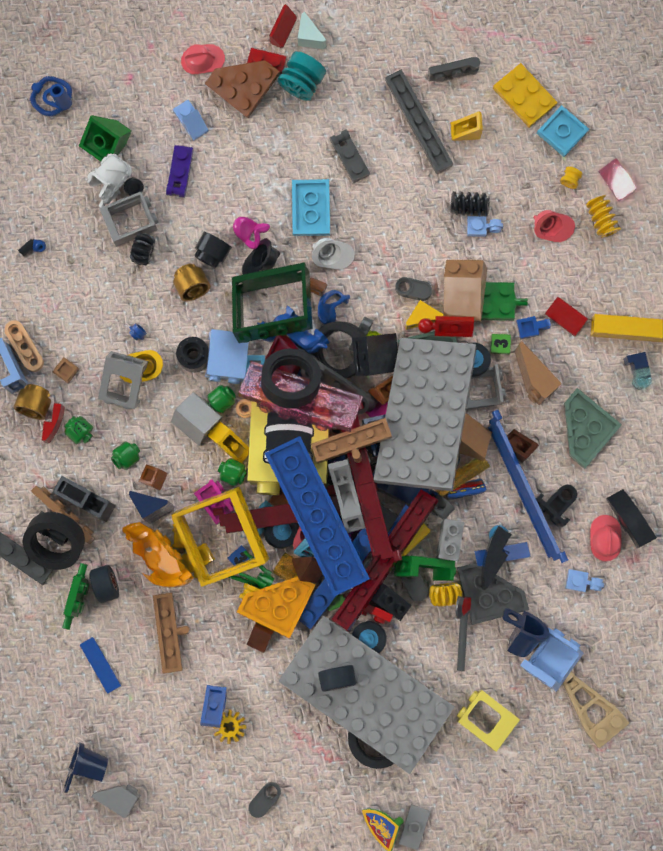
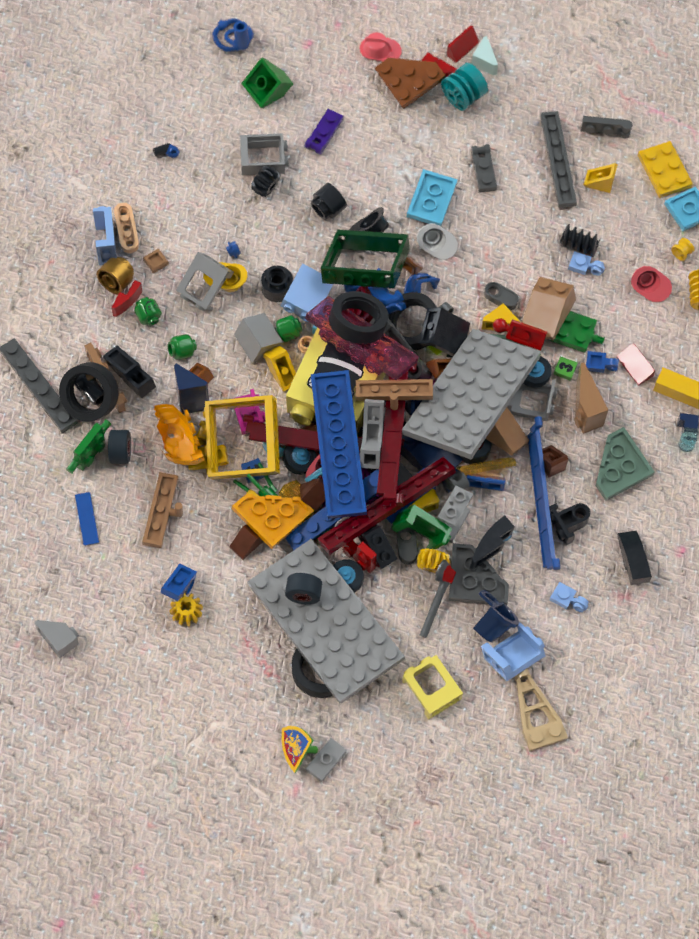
camera: 15 degrees right, 15 degrees down
(86, 764) = (40, 595): dark blue container -> none
(112, 175) = (259, 114): white helmet -> none
(133, 186) = (277, 127): black tile -> none
(191, 120) = (350, 93): light blue slope -> none
(191, 282) = (298, 223): pearl gold piece -> none
(232, 472) = (275, 388): green head -> none
(244, 227) = (364, 196): dark pink piece -> none
(261, 802) = (189, 688): dark grey piece -> none
(514, 552) = (508, 549): blue piece -> none
(605, 538) = (604, 568): coral piece -> none

